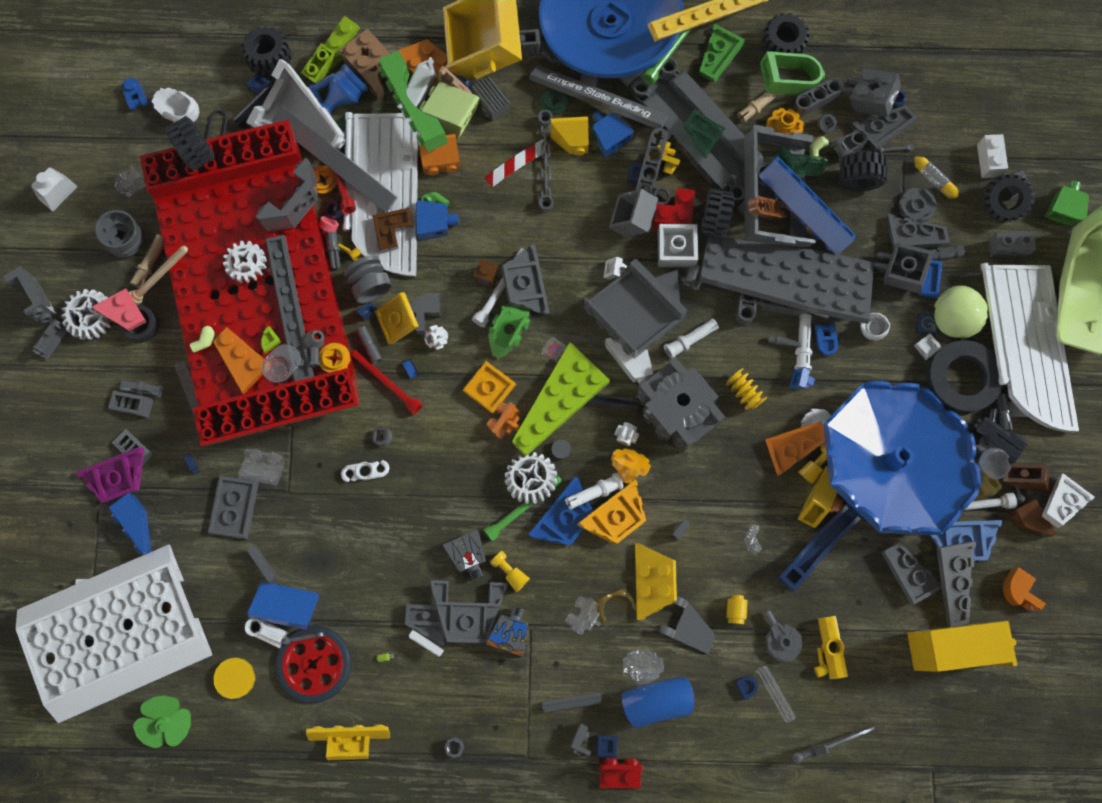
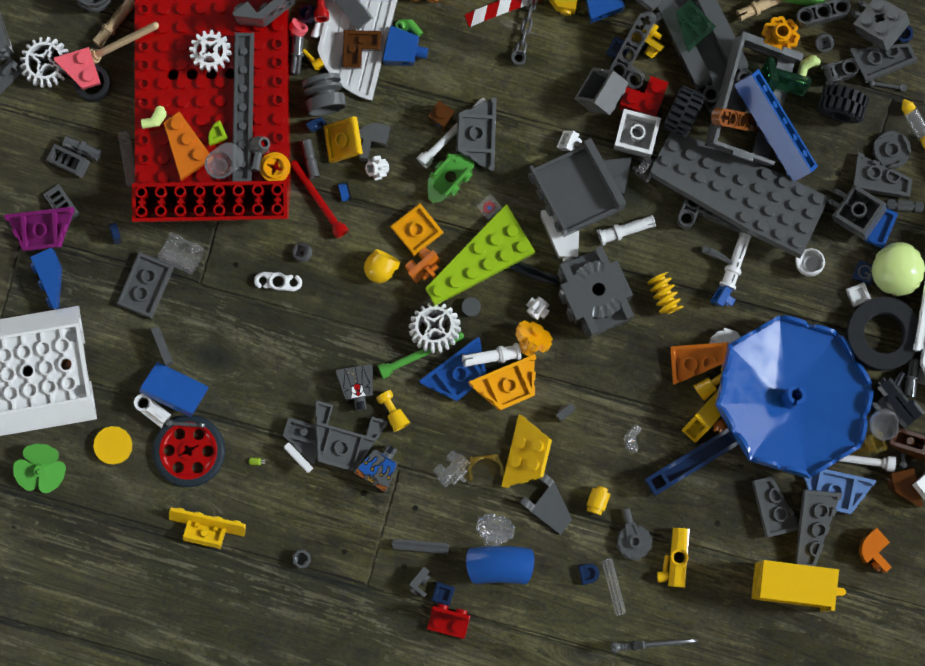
camera: 15 degrees right, 5 degrees up
(462, 431) = (380, 266): none -> yellow helmet
(826, 344) = (759, 269): blue plate -> none

